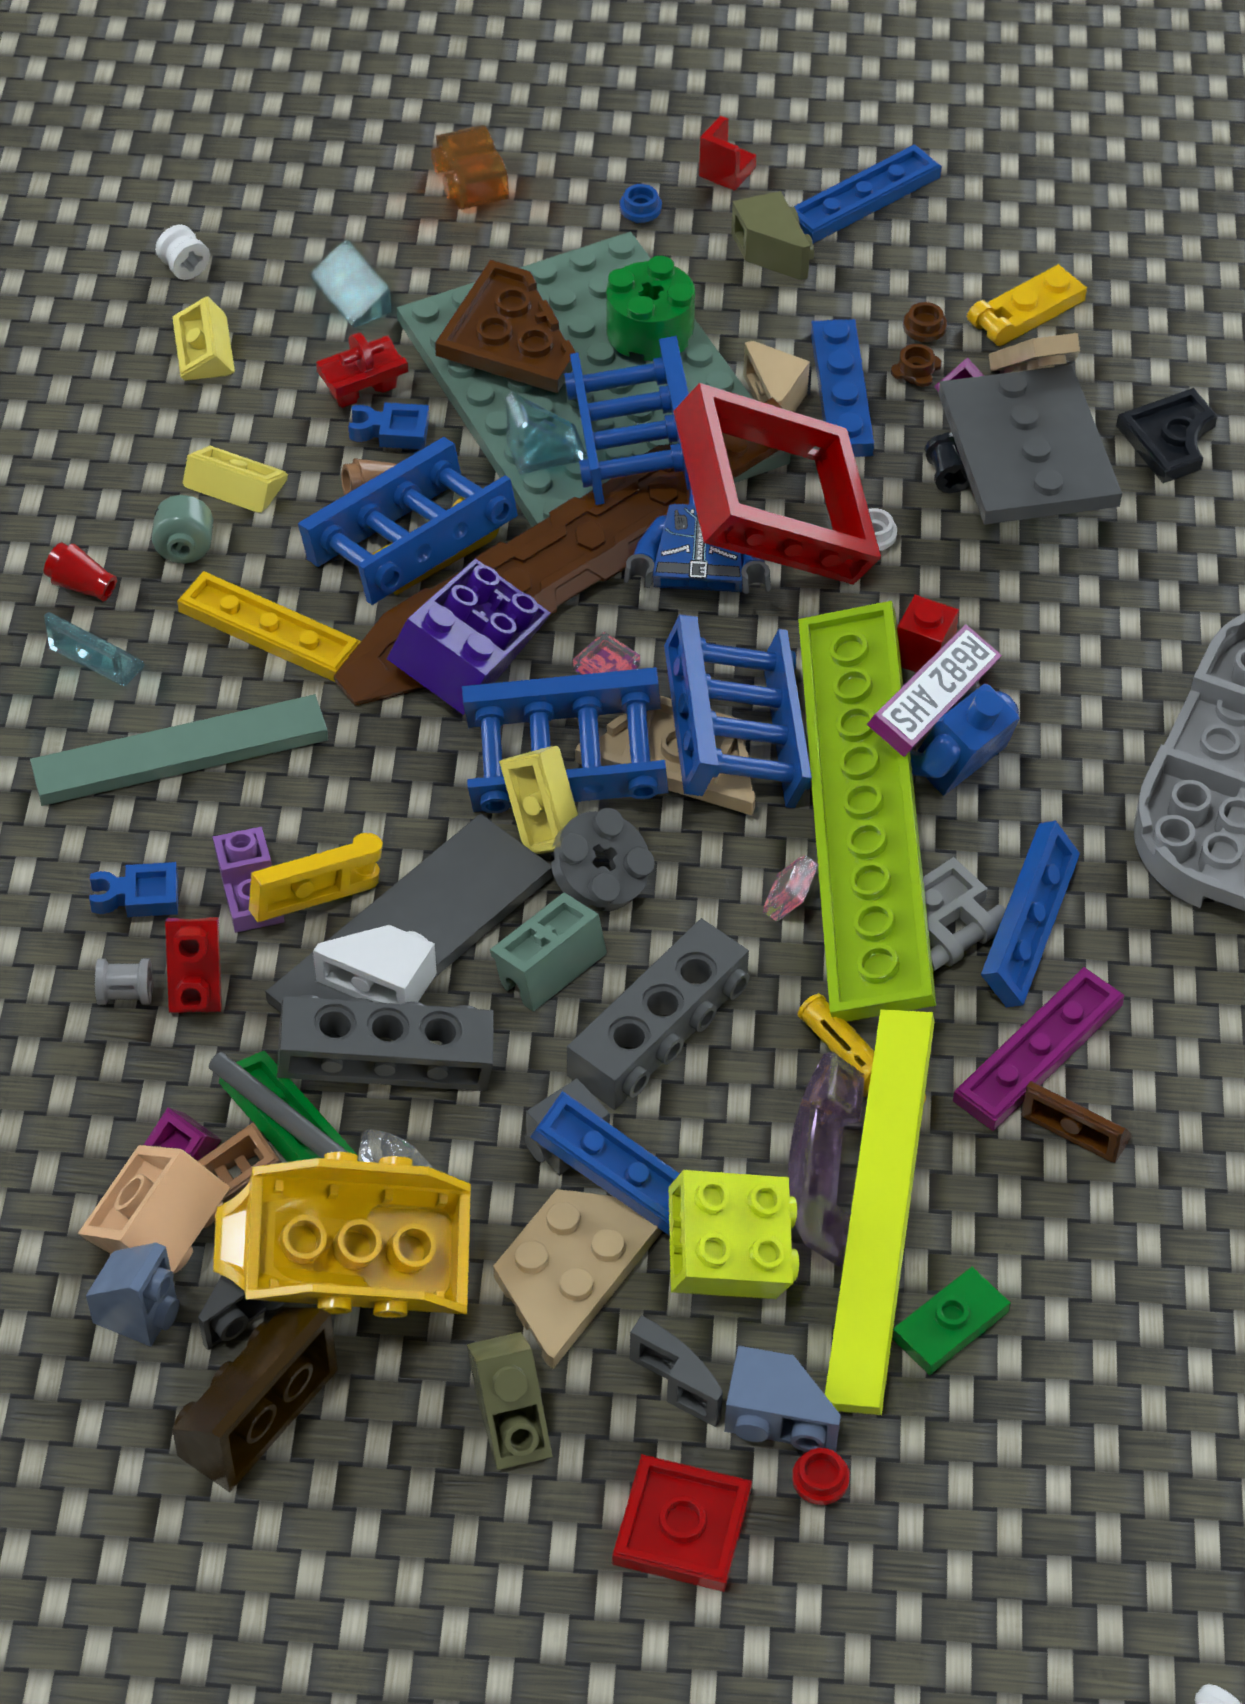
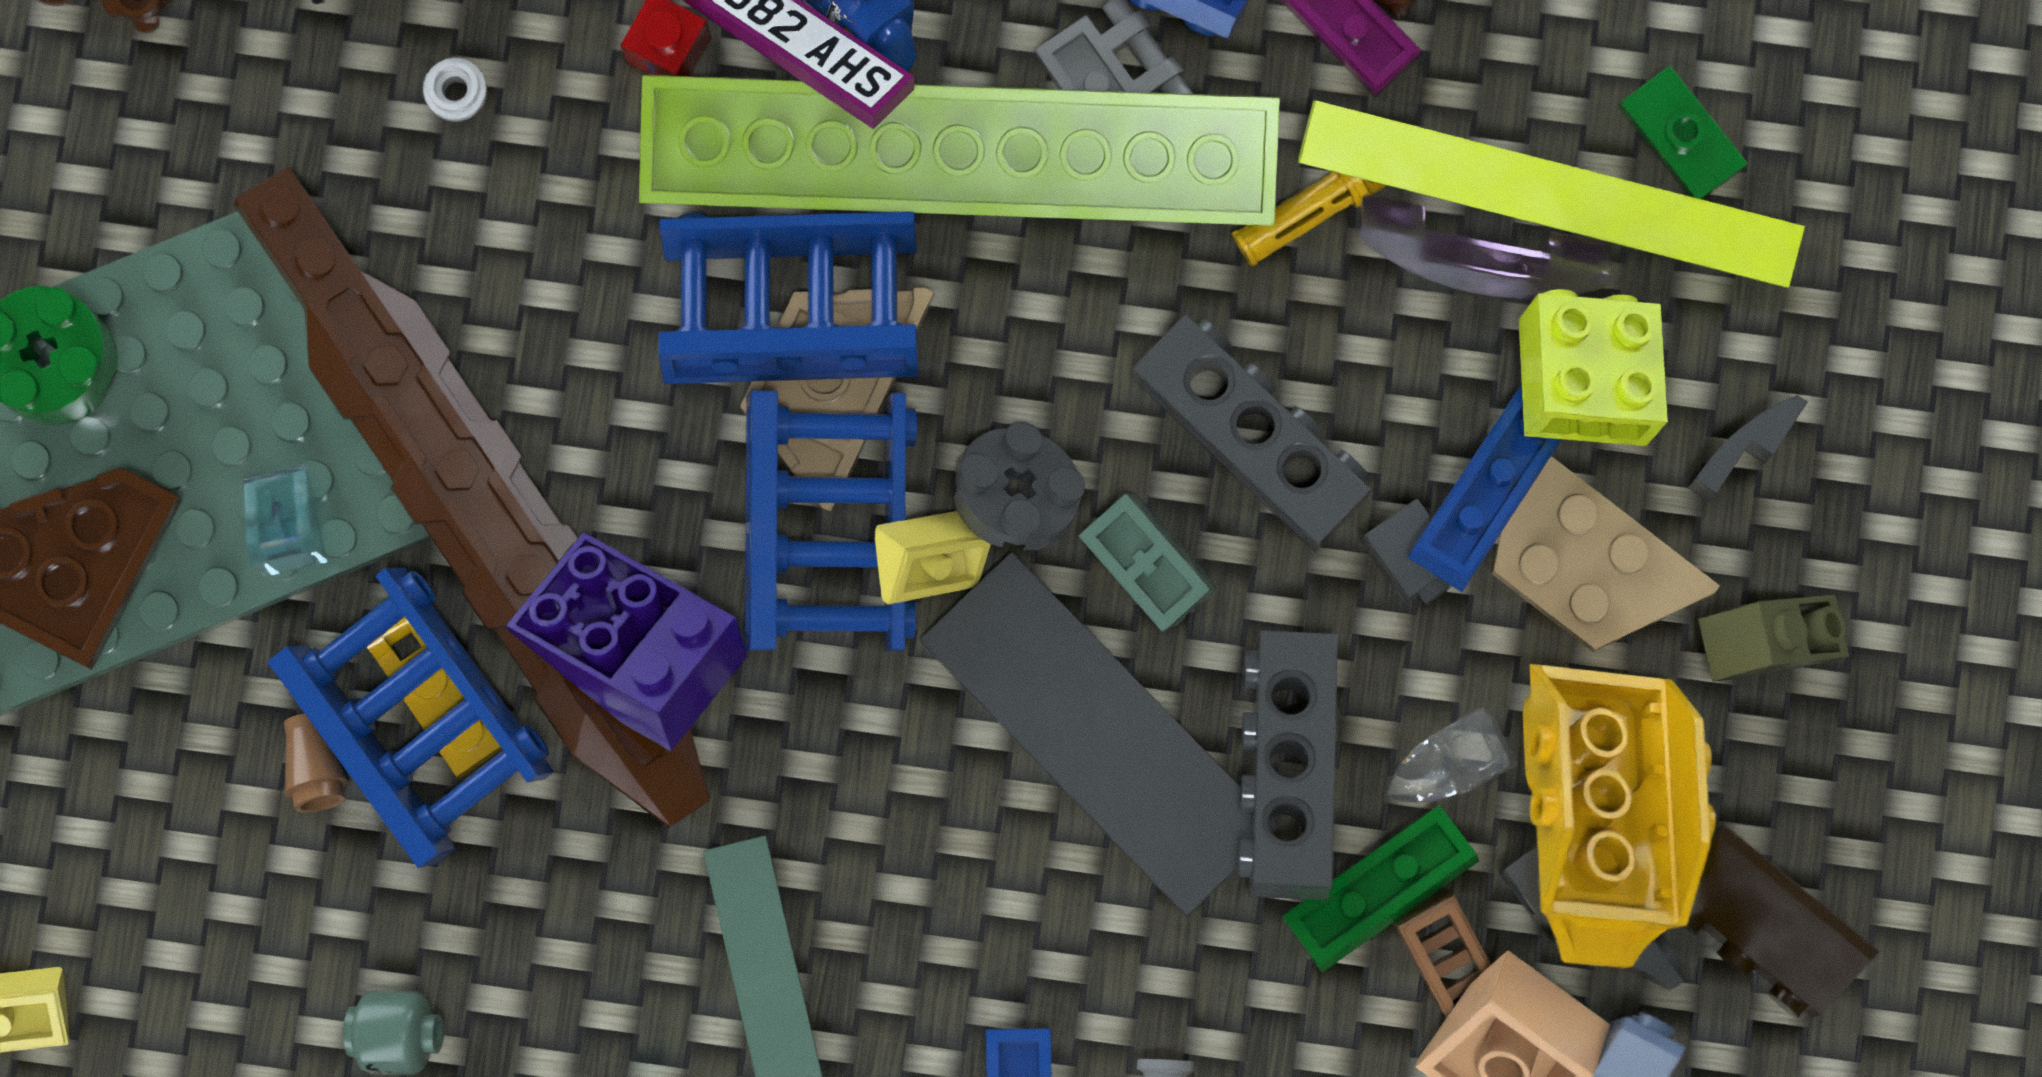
camera: 80 degrees left, 30 degrees up
(182, 1132) = (1396, 1020): magenta slope -> none
(193, 965) = (1164, 1003): red hips -> none
(233, 478) = (279, 964): light yellow slope -> none
(237, 857) = (1003, 939): medium lavender slope -> none
(267, 625) = (565, 914): yellow tile -> none
(273, 1105) = (1406, 878): dark grey bar -> none
(316, 878) = (1027, 845): yellow plate -> none
(360, 367) = (99, 776): red hips -> none
(377, 964) = (1182, 764): white slope -> none
(396, 427) = (206, 726): blue plate -> none
(605, 655) = (661, 464): clear tile -> none
(664, 370) = (303, 334): blue fence -> none
(679, 559) = (500, 322): torso -> none
(682, 1523) = (1922, 456): red tile -> none
(725, 523) = (434, 288): red window -> none
(775, 375) = (169, 195): tan slope -> none
(778, 1402) = (1788, 339): sand blue slope -> none
(790, 888) = (1069, 256): clear tile -> none
(821, 1476) = (1876, 300): red plate -> none
(842, 381) = (169, 104): blue plate -> none

